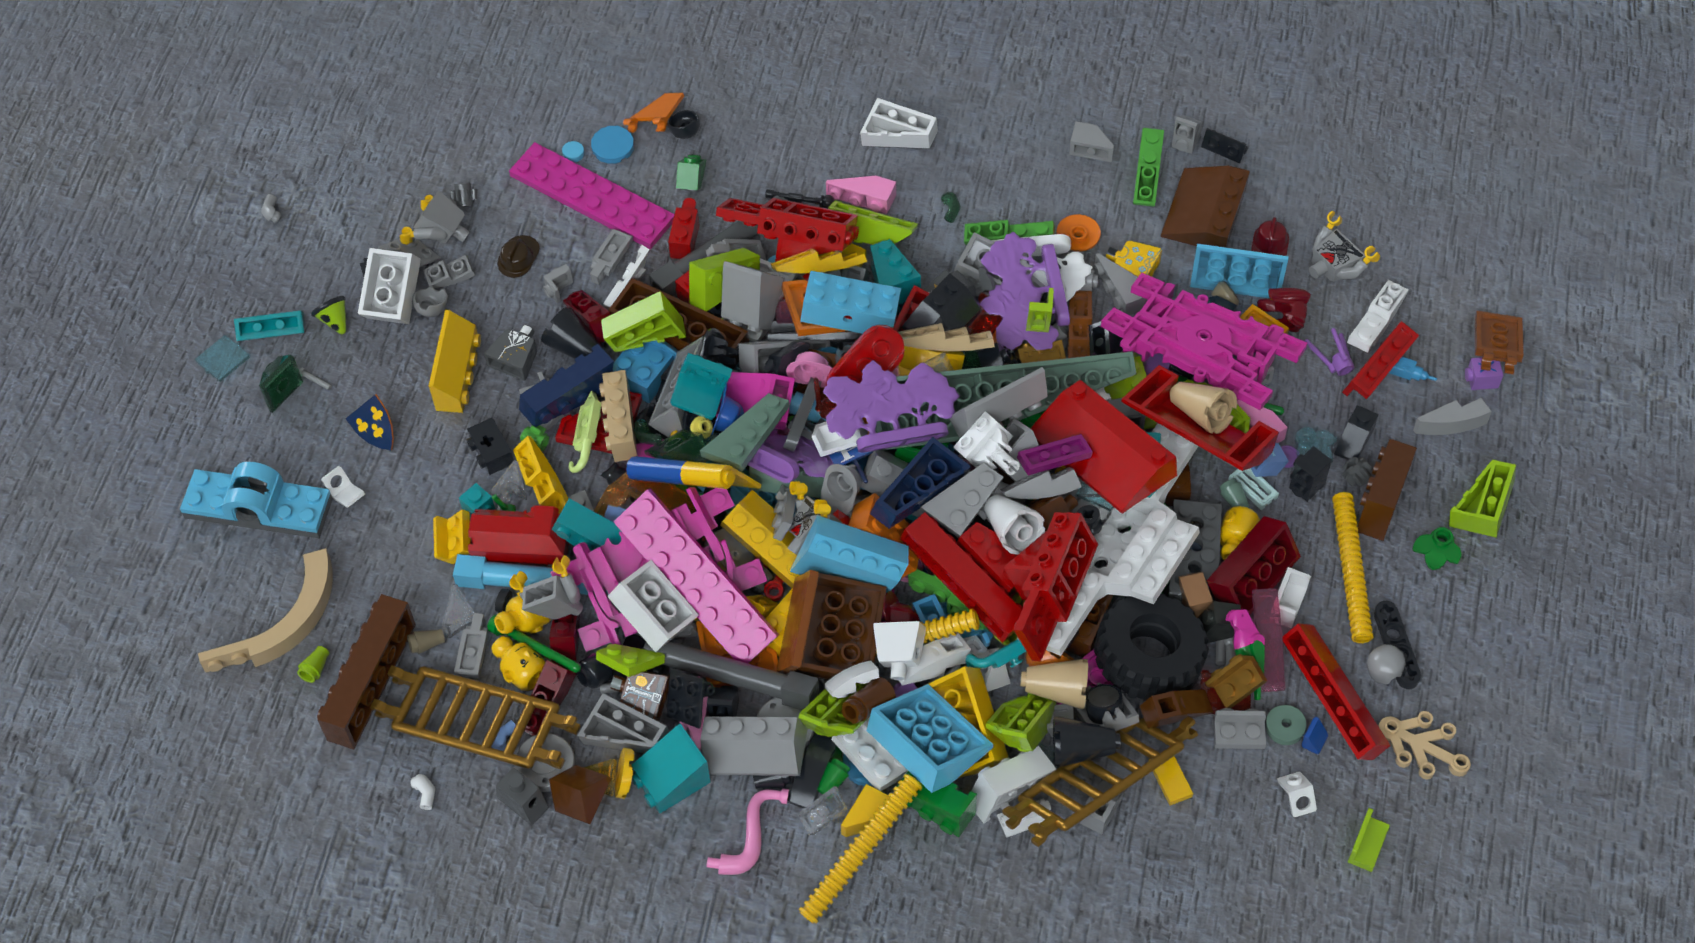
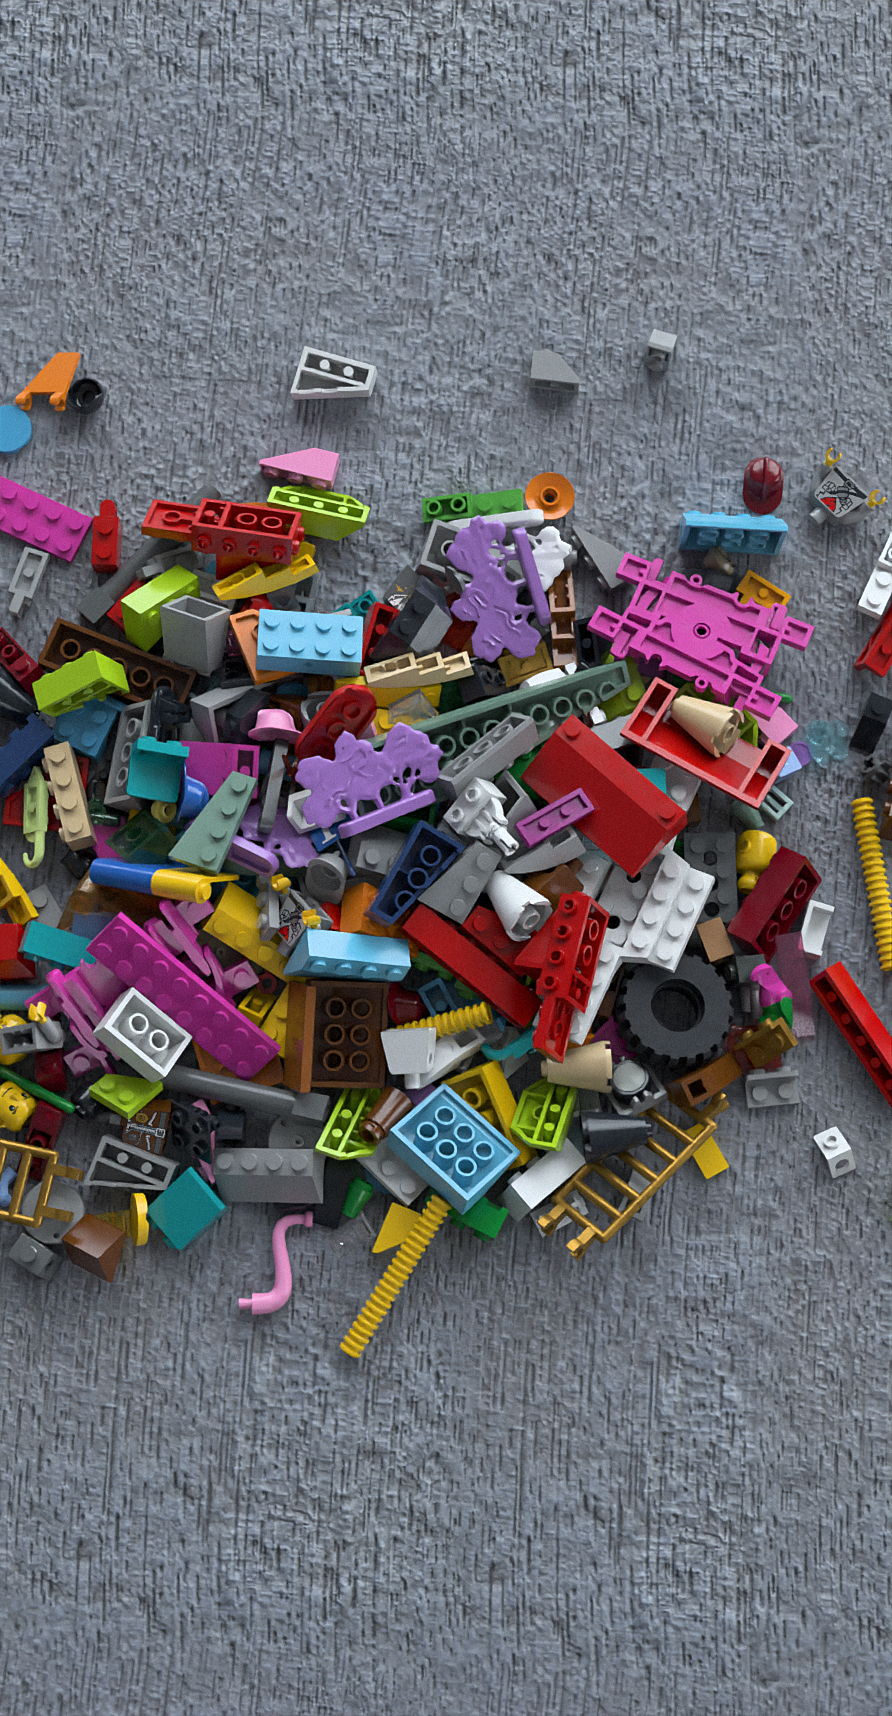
camera: 10 degrees left, 20 degrees up
(632, 271) = (59, 602): white wing -> none
(690, 172) = (103, 461): slope -> none
(823, 202) = (262, 483): black piece -> none
(845, 681) = (358, 1097): white slope -> none
(893, 268) = (349, 577): teal wedge -> none
(953, 204) = (404, 468): clear green arm -> none
(1040, 314) = (521, 627): lime panel -> none
(1092, 517) = (595, 888): black wheel -> none
(1136, 258) = (616, 526): yellow torso -> none
(1148, 167) = (620, 401): bright green slope -> none
(1206, 205) = (688, 444): reddish brown slope -> none
(1224, 145) = (708, 363): black hinge -> none
(1281, 734) = (828, 1069): sand green piece -> none
(1289, 302) = (793, 569): dark red hair -> none
(1309, 473) = (824, 781): black brick -> none
(1315, 736) = (849, 1087): blue slope -> none
(1341, 361) = (852, 631): medium lavender plant -> none

